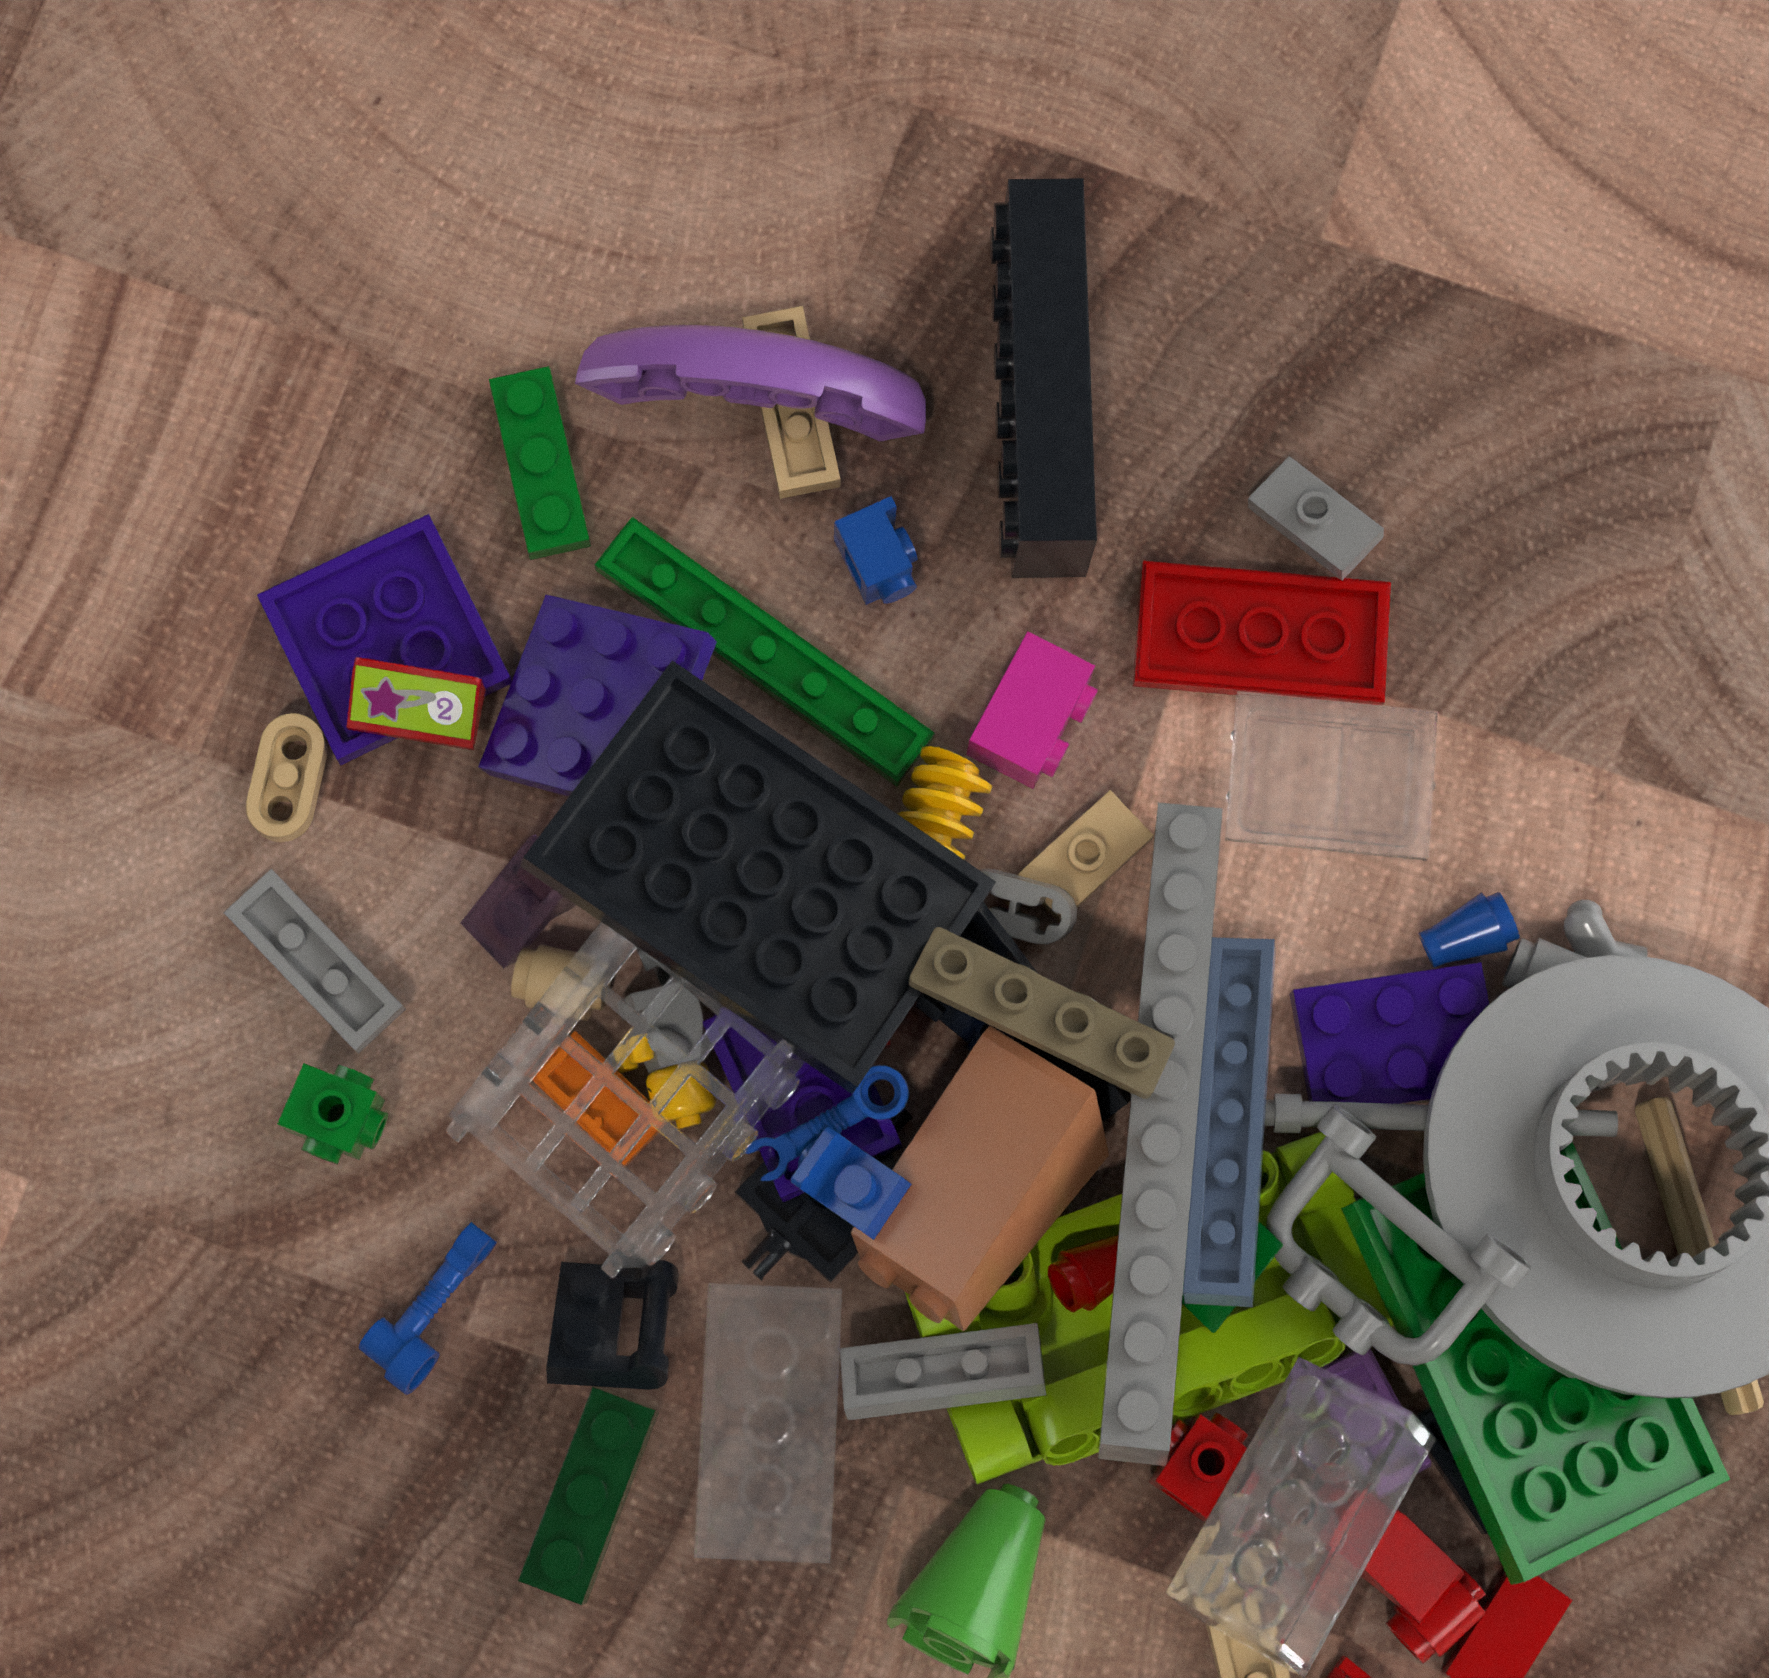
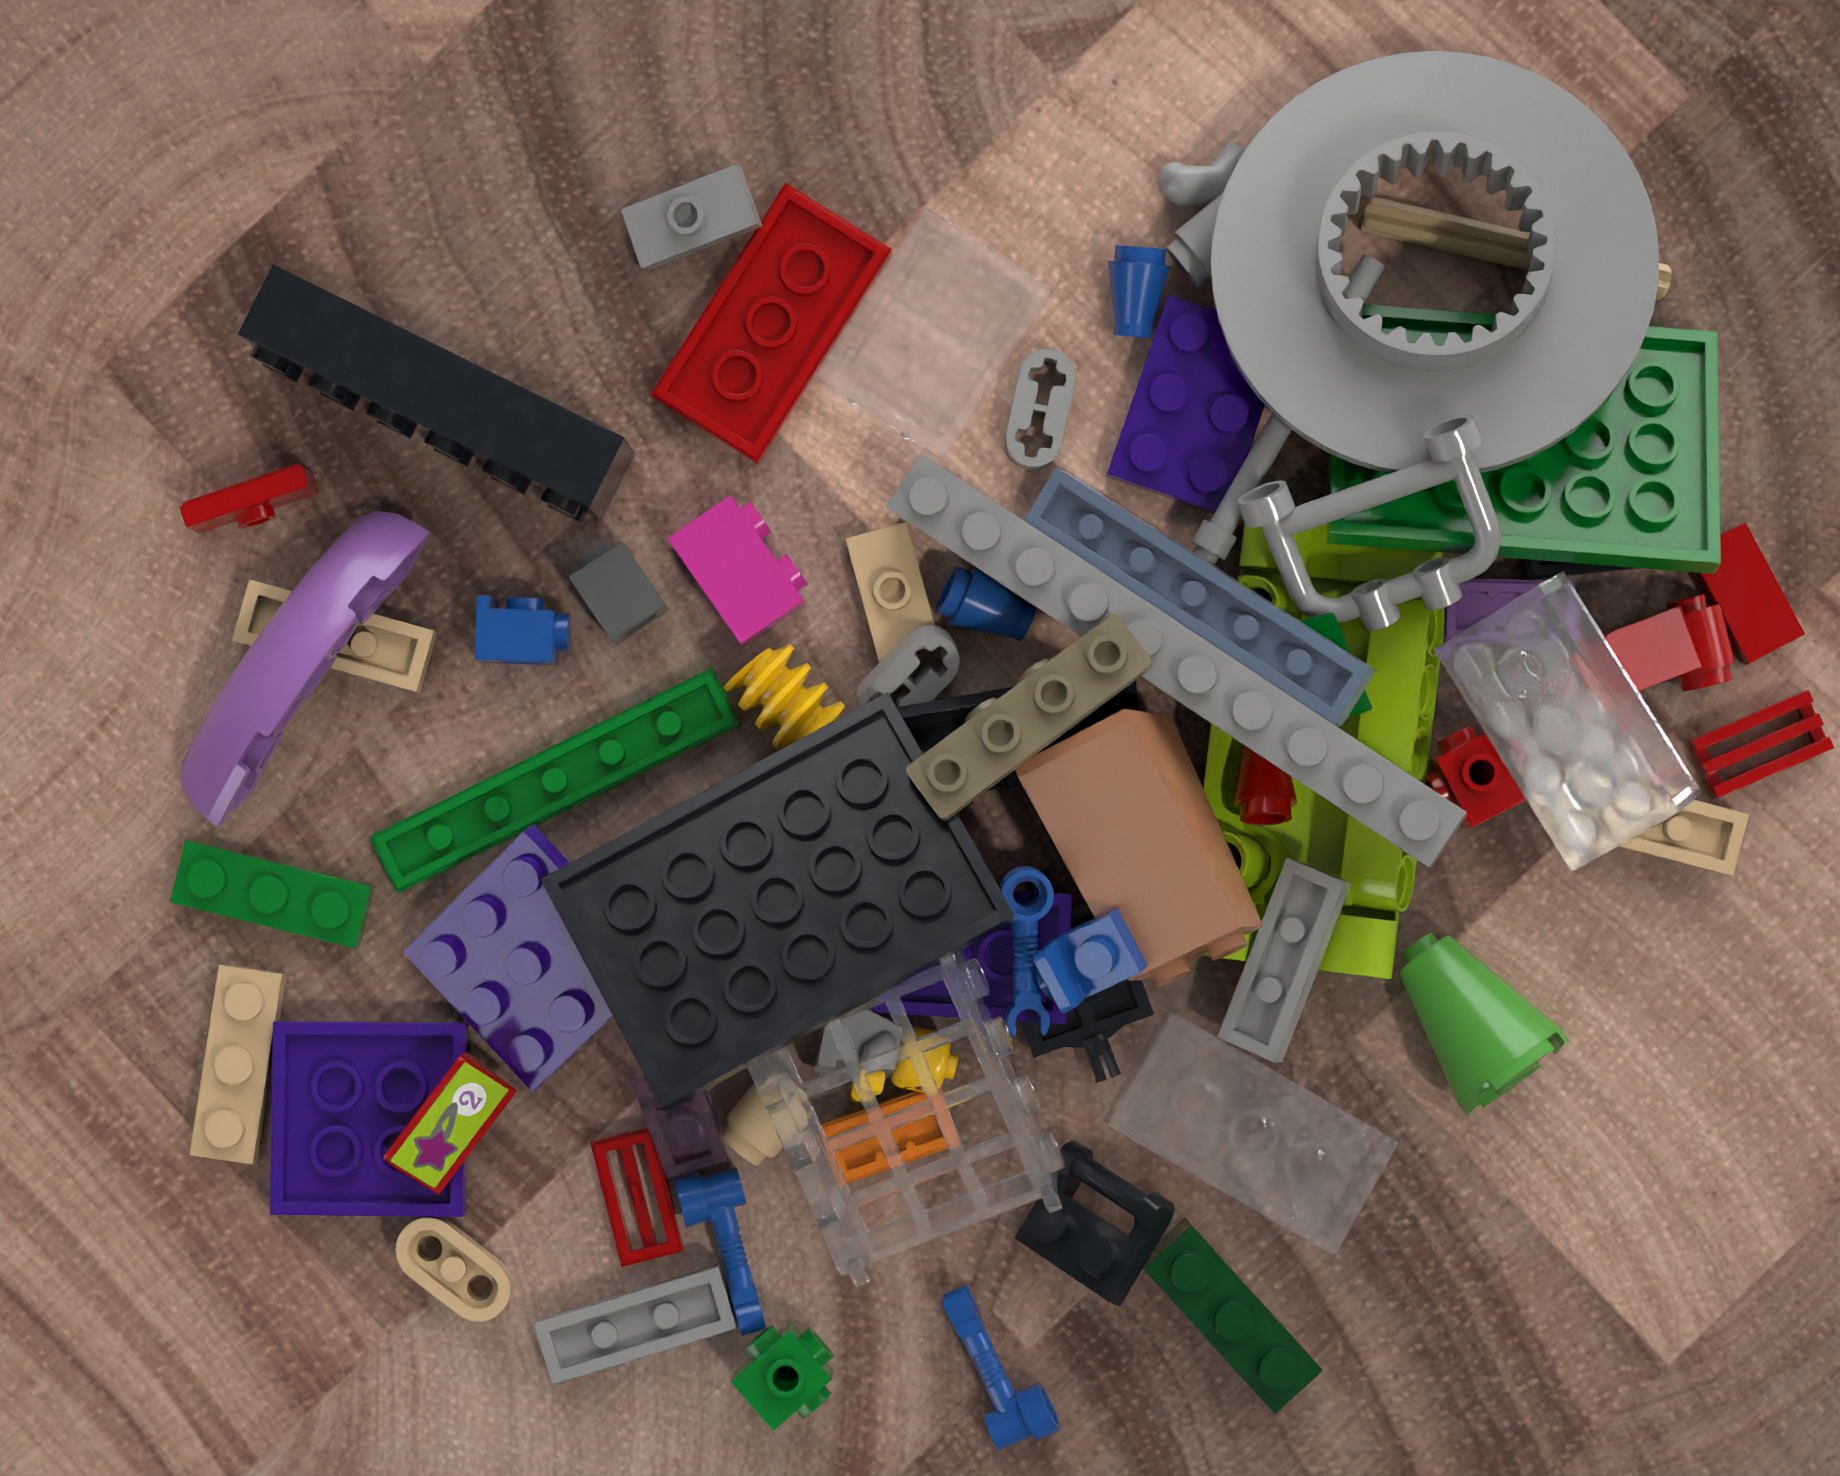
camera: 60 degrees left, 10 degrees up
(374, 505) = (237, 1064): none -> tan plate
(411, 890) = (651, 1249): none -> red tile
(461, 974) = (714, 1200): none -> blue brick
(870, 274) = (249, 501): none -> red plate
(957, 617) = (617, 590): none -> dark grey brick
(1117, 941) = (983, 605): none -> blue cone
(1312, 888) = (1055, 412): none -> light grey beam

